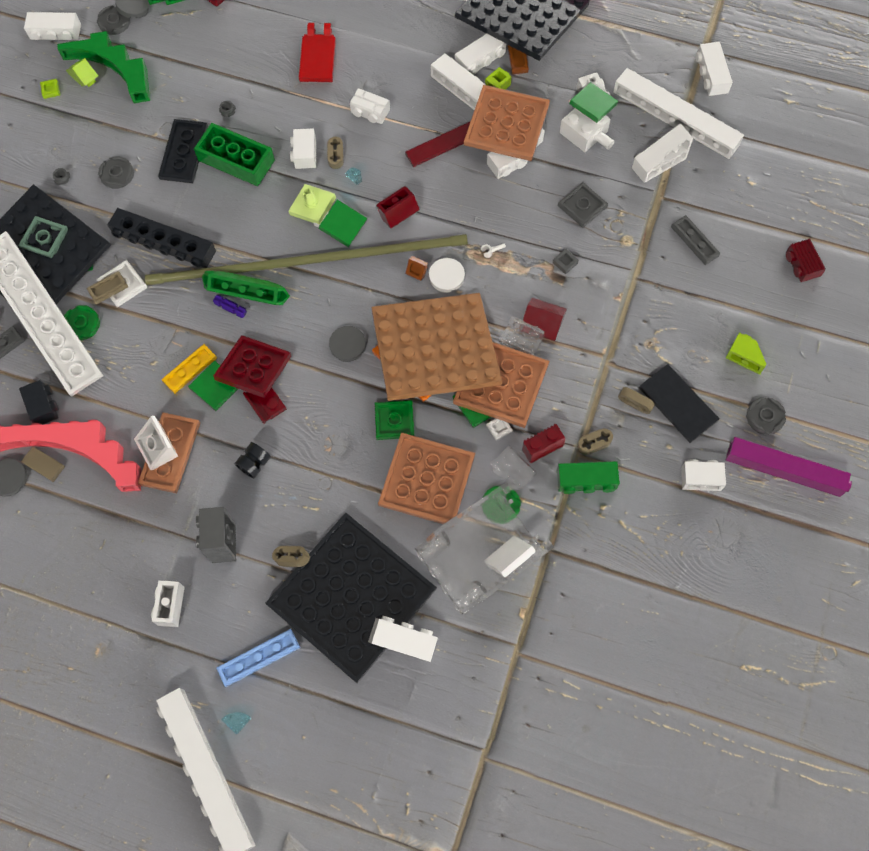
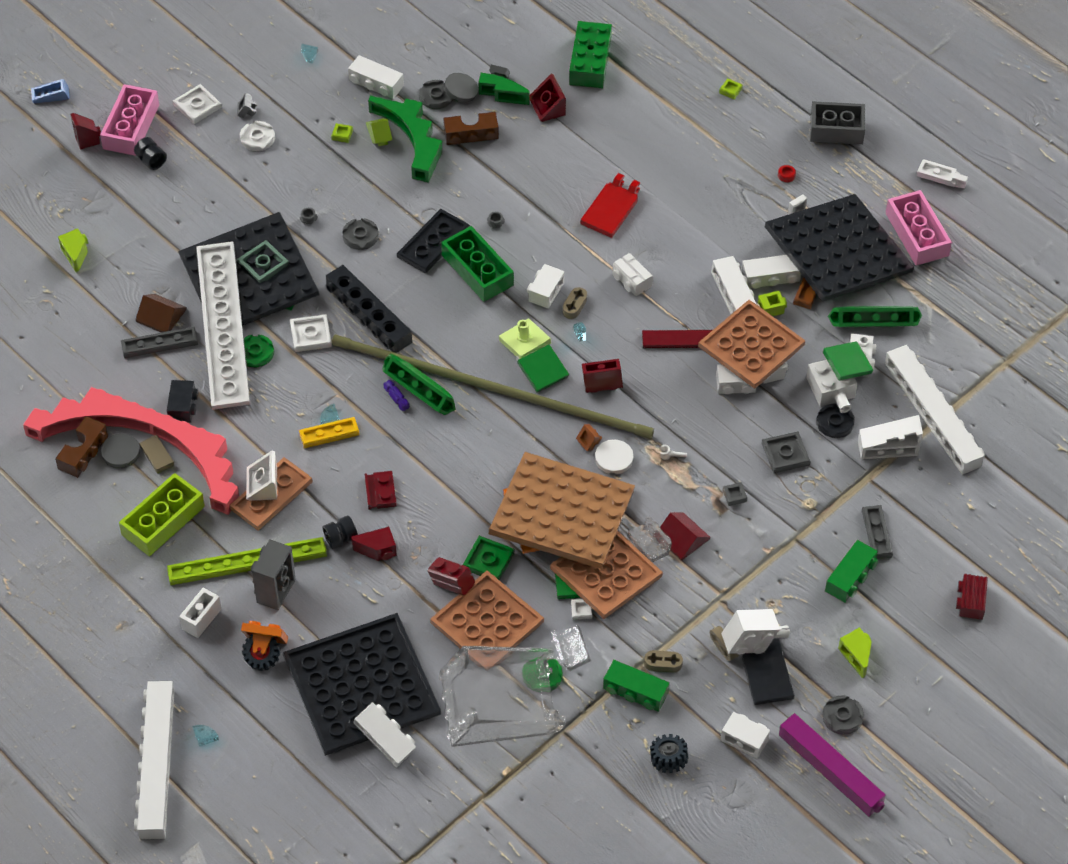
camera: 25 degrees right, 15 degrees down
(79, 523) = (162, 514): none -> lime brick
(107, 287) = (295, 330): dark tan tile -> none
(152, 45) = (458, 132): none -> reddish brown arch
(178, 530) = (239, 562): none -> lime tile
(181, 352) = (329, 415): none -> clear light blue tile
(209, 390) = (343, 457): green tile -> none
(243, 609) = (262, 646): none -> plate
(252, 366) = (386, 453): dark red plate -> none
(258, 657) = (252, 695): light blue tile -> none
(291, 455) = (375, 544): none -> dark red slope
(291, 552) = (327, 625): dark tan beam -> none
(347, 343) = (484, 475): dark grey tile -> none
(375, 454) = (451, 576): none -> dark red brick
(509, 556) = (520, 711): white tile -> none
(543, 443) = (612, 638): dark red brick -> none
(585, 55) = (874, 316): none -> green brick
(605, 161) = (833, 422): none -> black tile
(652, 526) = (669, 753): none -> black wheel
(662, 382) = (752, 631): none -> white brick
(699, 284) = (851, 571): none -> green brick
(713, 68) = (998, 383): white brick -> none

